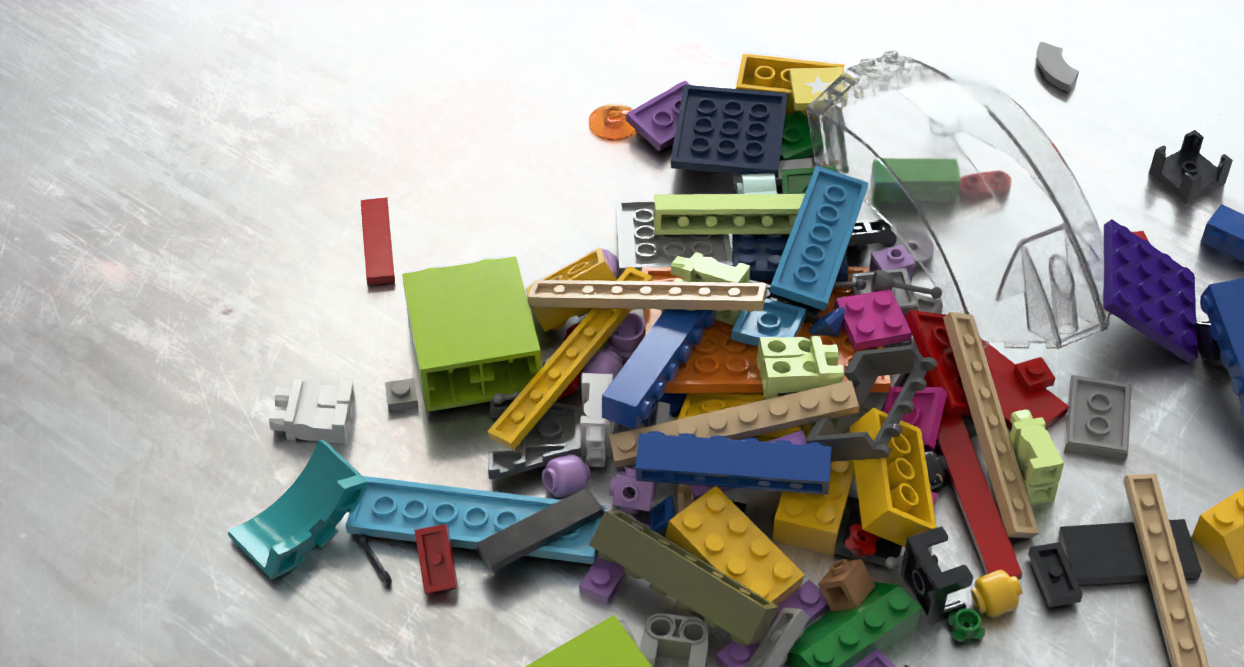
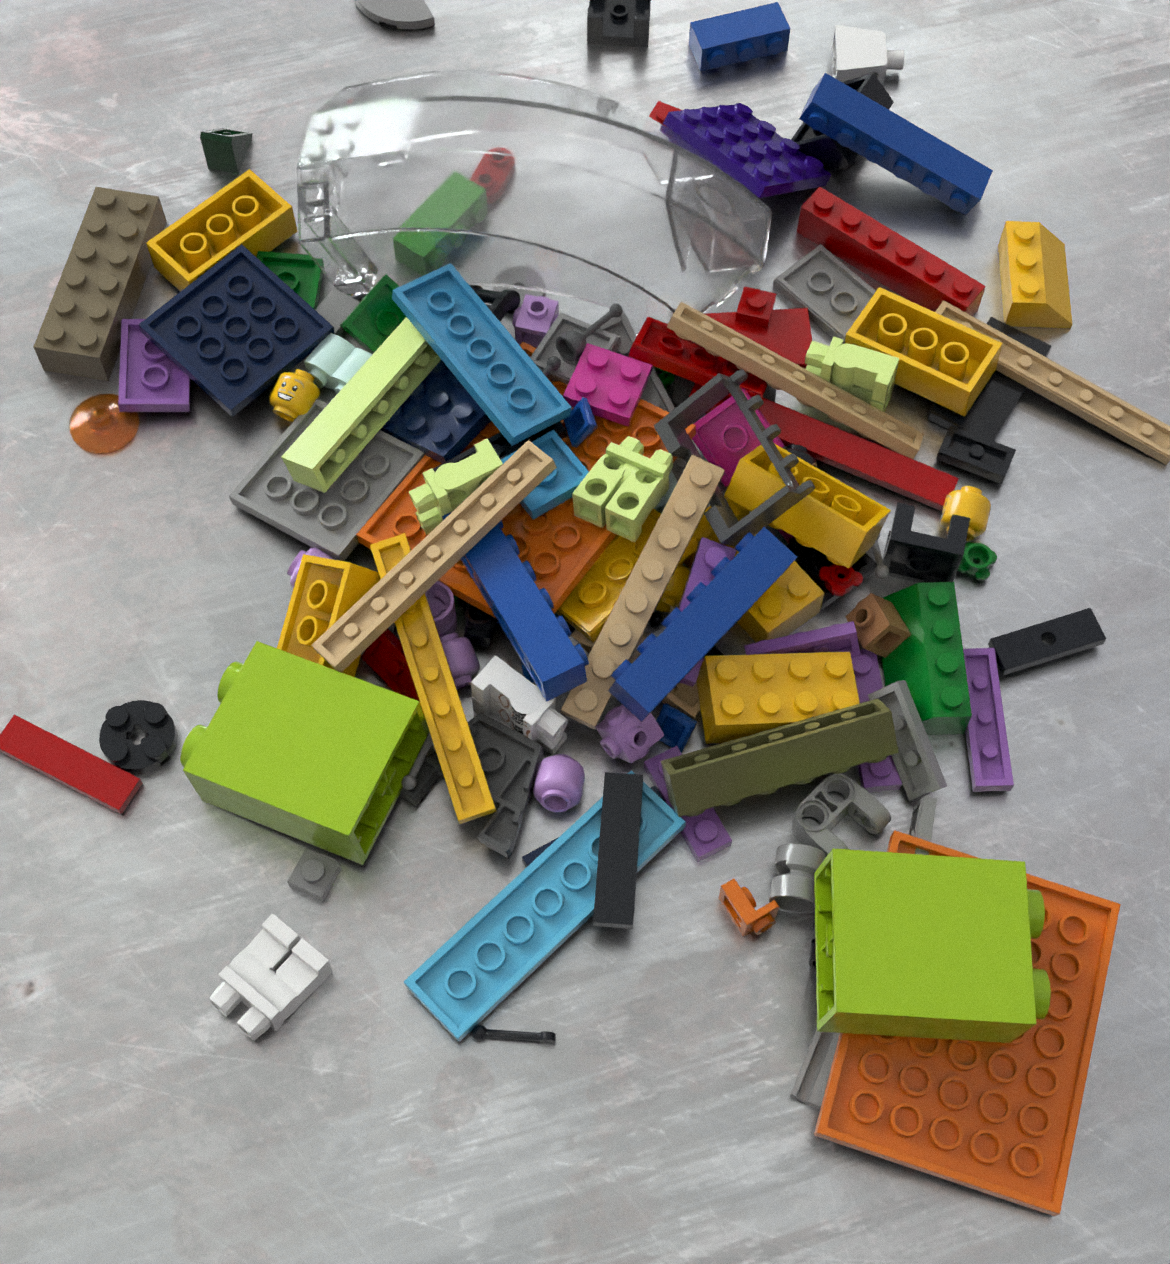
camera: 55 degrees left, 15 degrees up
(303, 514) = (405, 1075): teal panel -> none
(417, 248) = (129, 718): none -> black plate
(436, 559) = (573, 972): red plate -> none
(561, 627) = (741, 905): none -> orange bracket
(699, 56) = (99, 284): none -> dark tan brick
(715, 182) = (293, 394): none -> yellow head
(806, 559) = (827, 639): none -> medium lavender plate
(810, 83) = (263, 215): light yellow tile -> none
(854, 49) = (225, 149): none -> dark green slope
(1098, 485) = (934, 352): none -> yellow brick
(1162, 427) = (886, 254): none -> red brick

